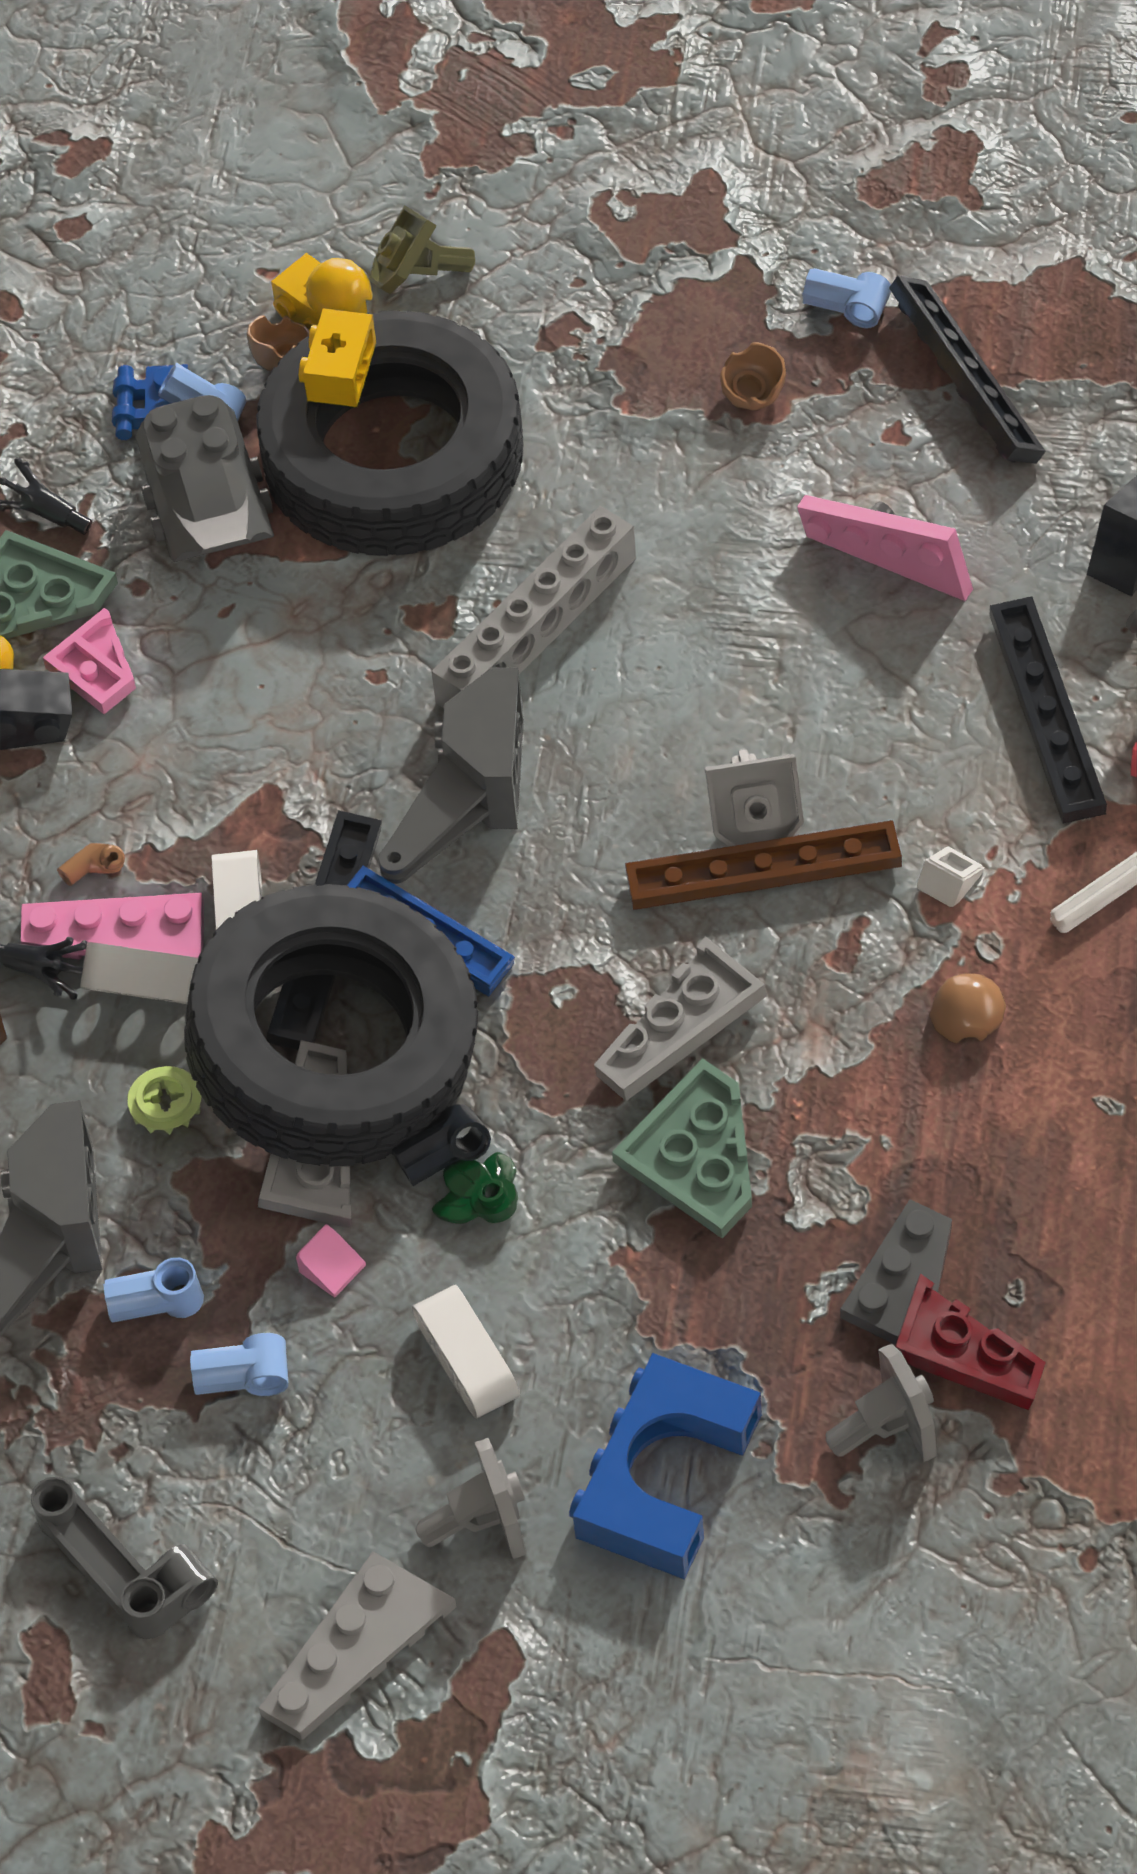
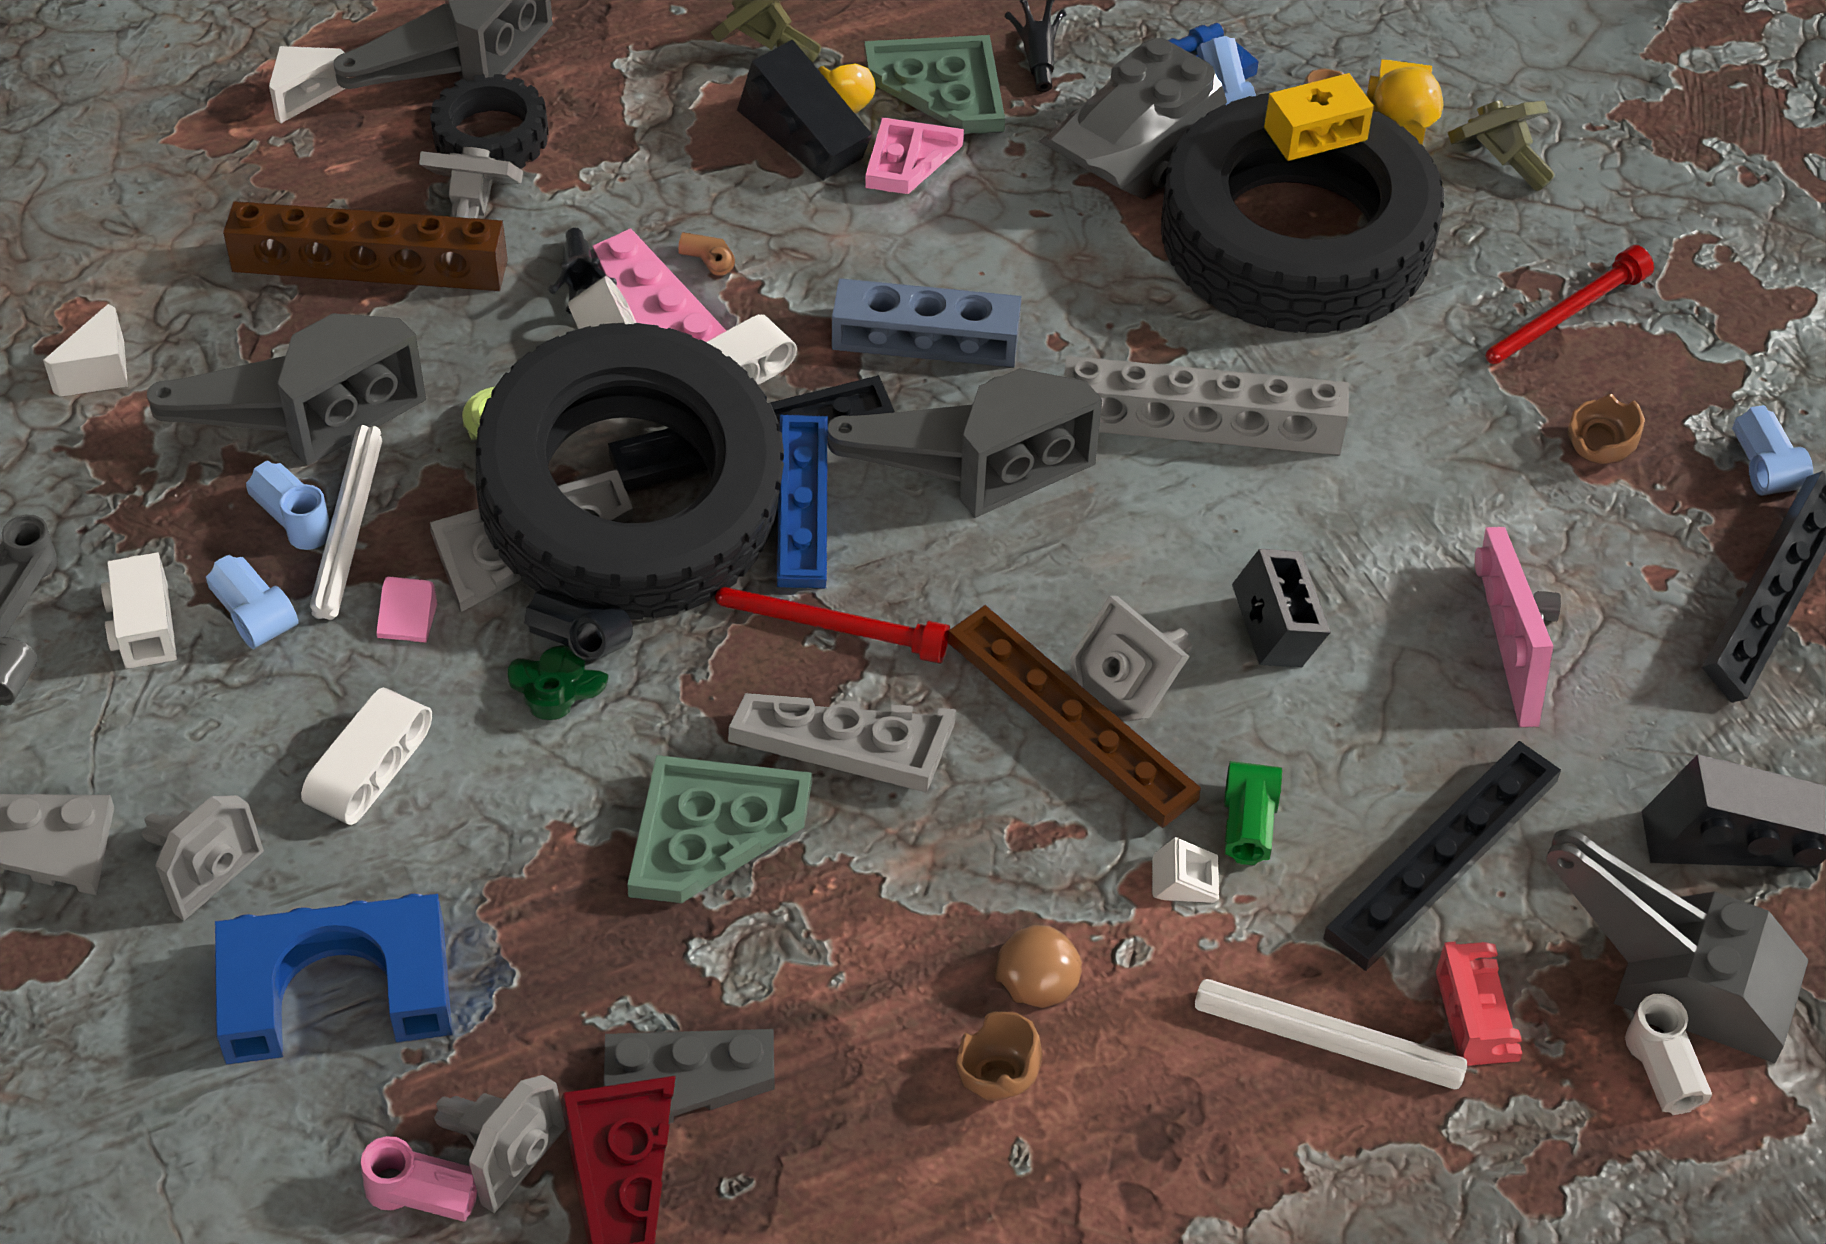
camera: 50 degrees right, 5 degrees down
(191, 1450) = (140, 611): none -> white brick
(208, 1269) = (346, 523): none -> white axle
(324, 730) = (926, 322): none -> sand blue brick
(603, 264) = (1629, 268): none -> red piece
(626, 920) = (926, 640): none -> red piece
(772, 677) = (1280, 608): none -> black brick
(891, 1484) = (423, 1183): none -> bright pink piece
(920, 794) = (1251, 800): none -> green piece
(1034, 1067) = (1000, 1057): none -> medium nougat hair

